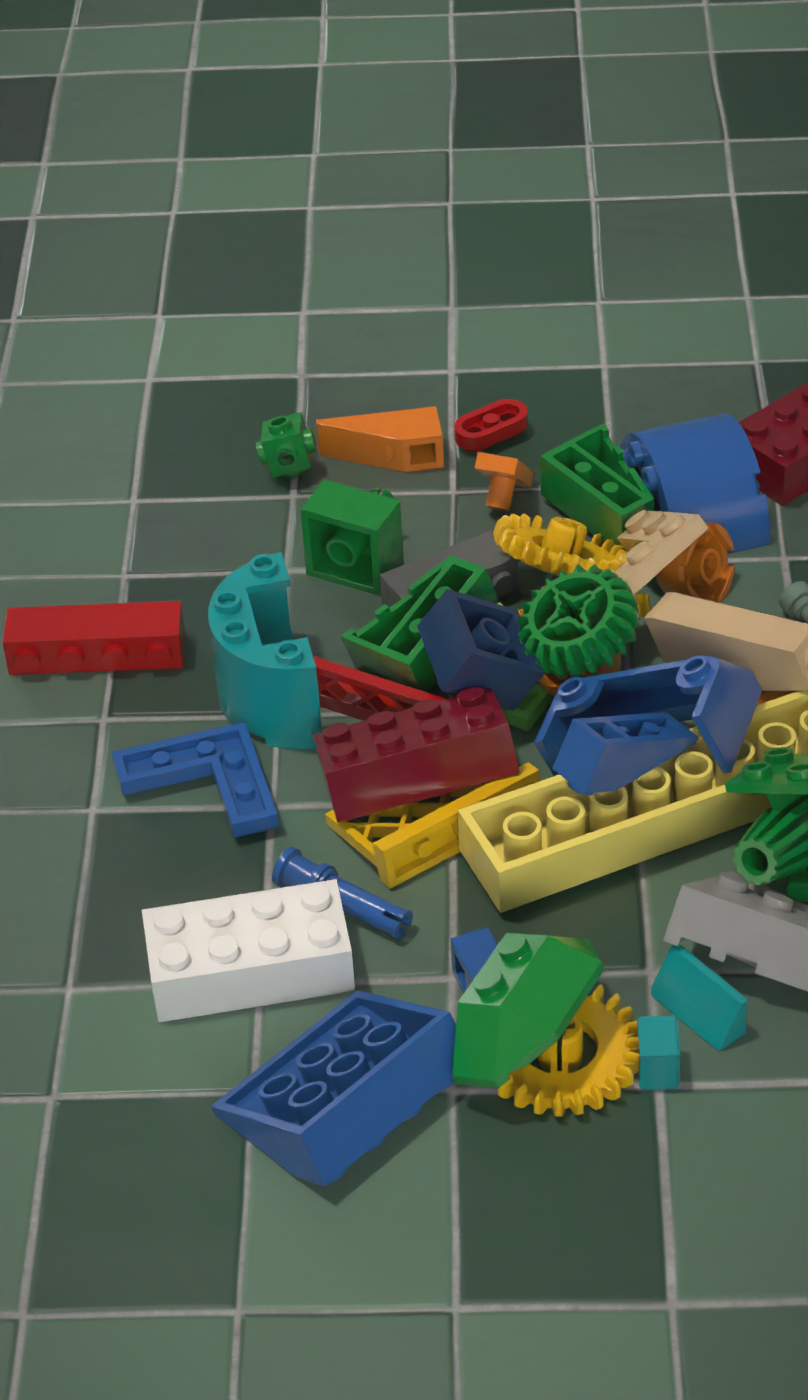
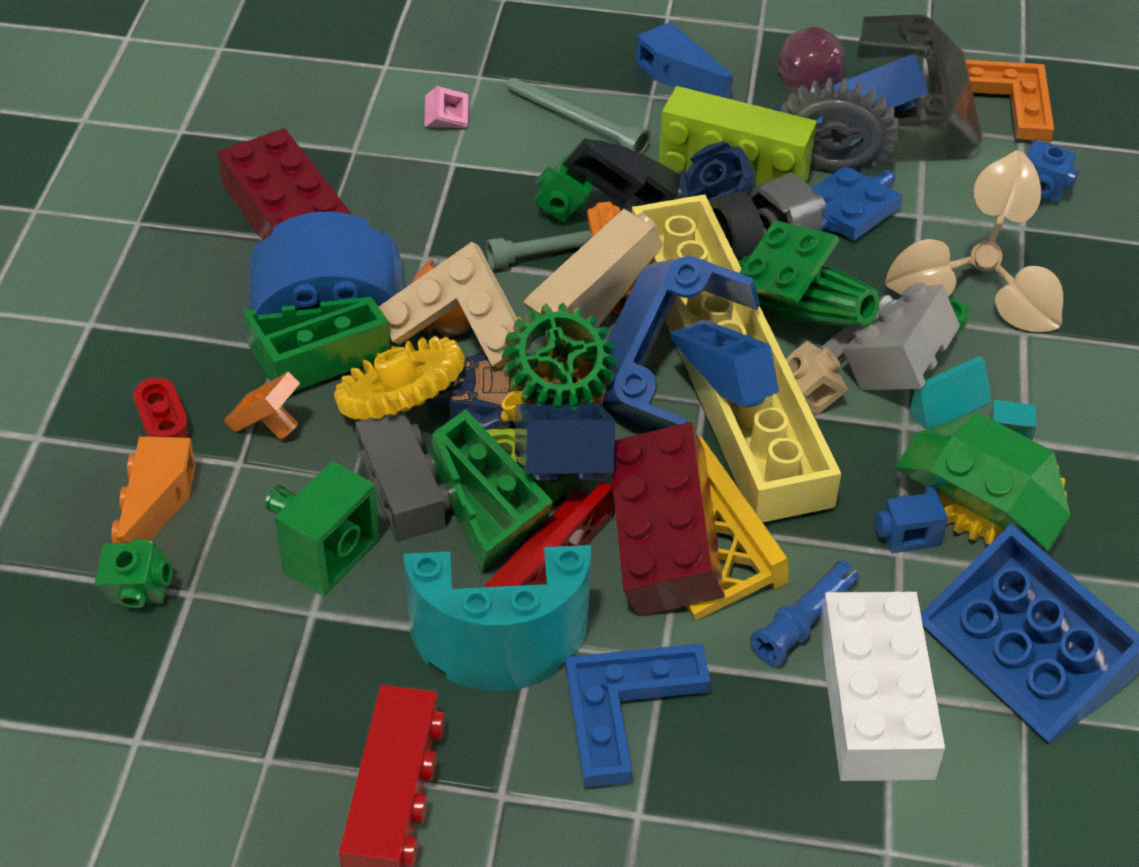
camera: 85 degrees left, 5 degrees up
(674, 860) = (817, 375): none -> tan brick

